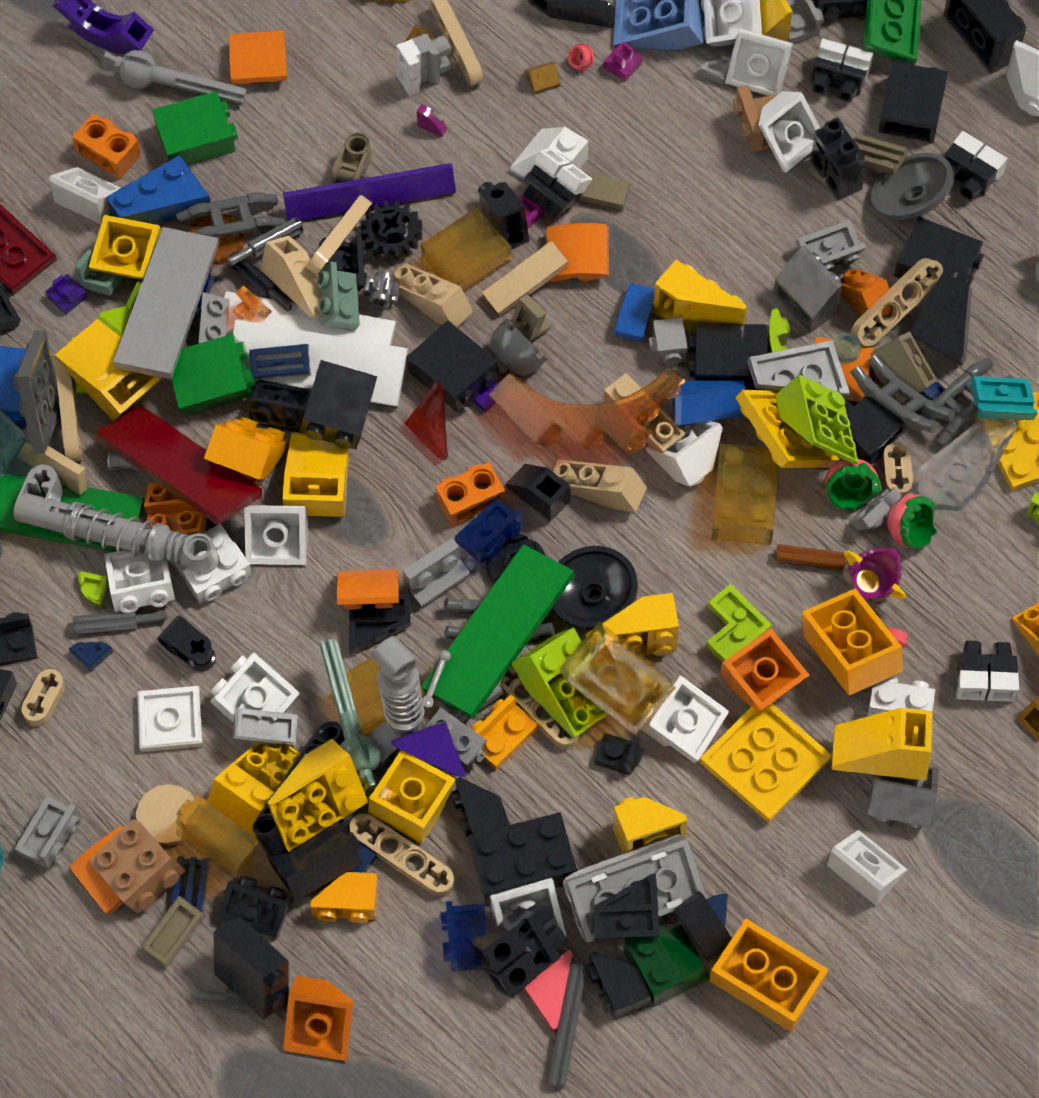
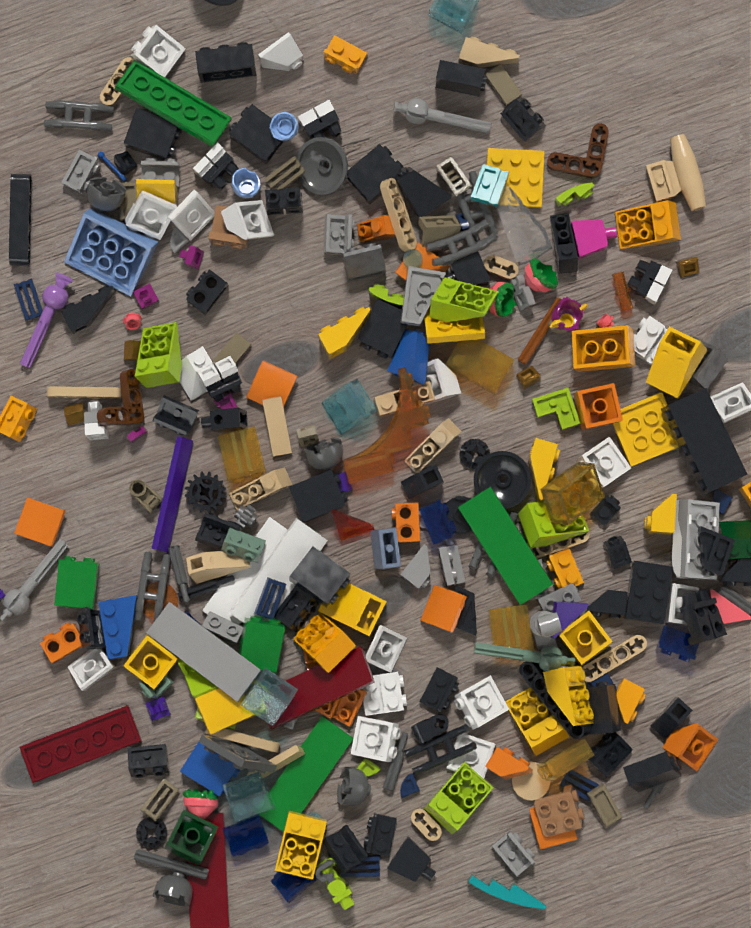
camera: 65 degrees left, 20 degrees up
(56, 574) = (353, 787): none -> dark grey cylinder
(80, 522) = (340, 747): light grey piece -> none
(99, 721) = (458, 798): none -> lime slope
(133, 165) = (91, 629): none -> black bracket
(137, 400) = (269, 696): none -> clear light blue slope
(159, 654) = (429, 746): none -> black piece
(175, 765) = (506, 765): none -> orange slope
(248, 635) = (438, 690): none -> black bracket
(250, 306) = (223, 599): clear orange tile -> none
(265, 727) = (507, 705): light grey plate -> none
(338, 235) = (200, 527): tan beam -> none
(350, 970) = (671, 717): none -> black slope
(412, 534) = (418, 569): none -> light grey slope
(419, 477) = (385, 548): none -> sand blue brick
(444, 657) = (532, 605): light grey hinge -> none
(464, 94) = (130, 407): none -> reddish brown beam
(478, 155) = (175, 416): none -> black bracket
(547, 100) = (159, 356): none -> lime slope
(563, 792) = (617, 551): none -> black bracket
(599, 355) = (349, 406): none -> clear light blue slope
(628, 543) = (469, 445): none -> black gear
(635, 312) = (328, 370): blue slope -> none
(664, 130) = (211, 294): none -> black brick
(668, 341) = (359, 360): light grey brick -> none
(703, 925) = (731, 511): black tile -> none
(704, 91) = (192, 257): none -> magenta tile
(759, 571) = (528, 377): none -> pearl gold slope
(786, 841) = (703, 441): none -> black brick
(840, 104) = (245, 183): none -> light blue hair
(938, 113) = (284, 126): none -> light blue hair
(951, 643) = (622, 291): none -> clear orange pin
(975, 536) = (564, 244): none -> black slope
(997, 340) = (446, 165): none -> dark tan slope
(1005, 567) = (591, 236): none -> dark pink torso

